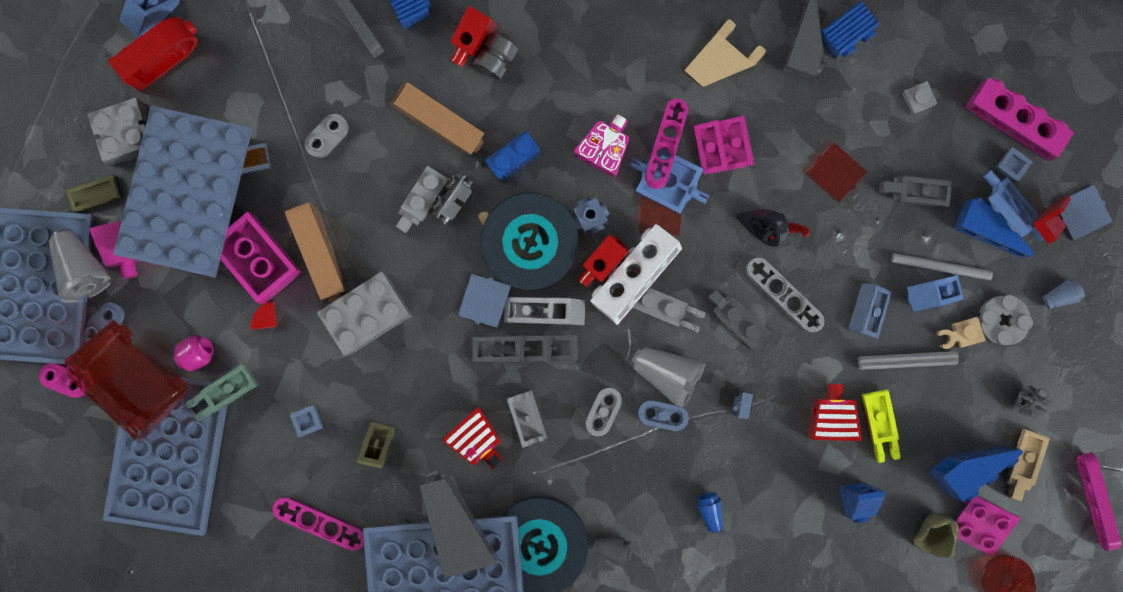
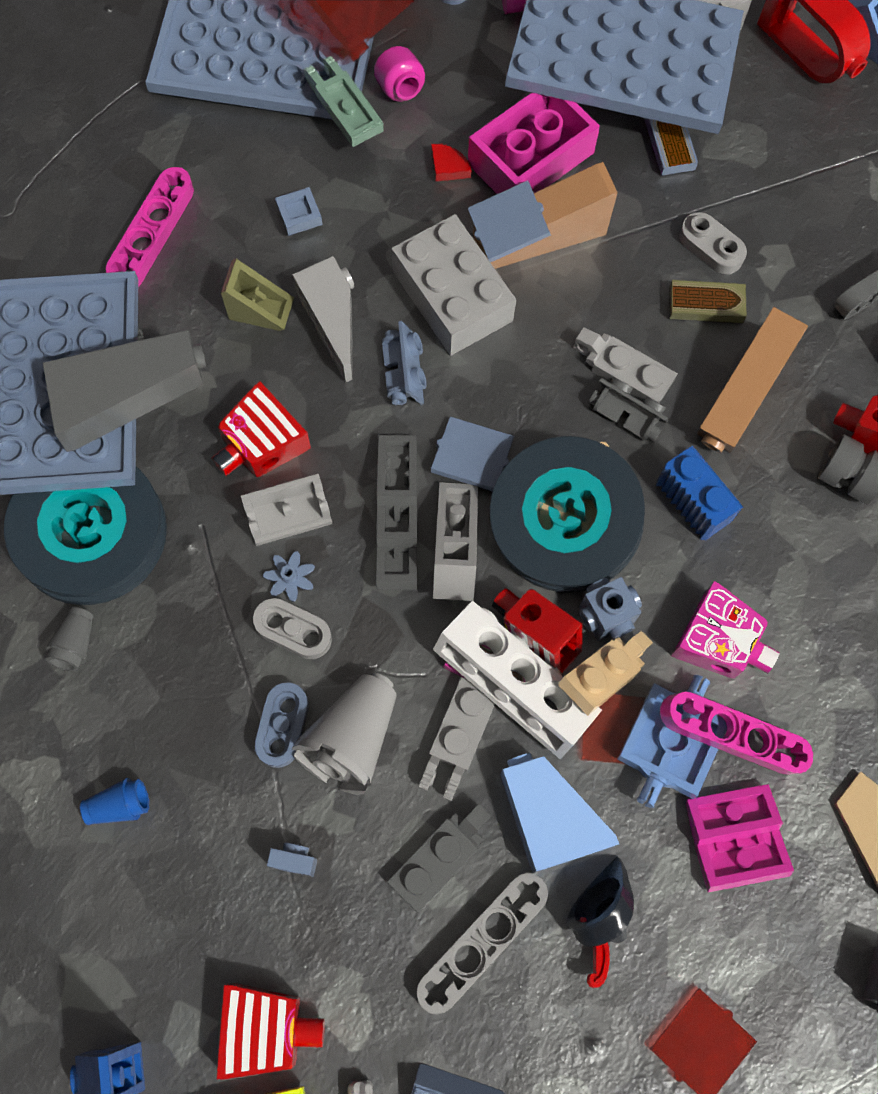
camera: 90 degrees right, 15 degrees down
(324, 275) = (509, 221): none -> sand blue piece
(371, 142) = (707, 301): none -> tile
(379, 396) = (328, 302): none -> light grey slope
(411, 346) = (408, 380): none -> sand blue hinge
(567, 410) = (291, 582): none -> sand blue plant
(632, 220) = (605, 672): none -> tan hinge
(715, 254) = (551, 814): none -> light blue slope

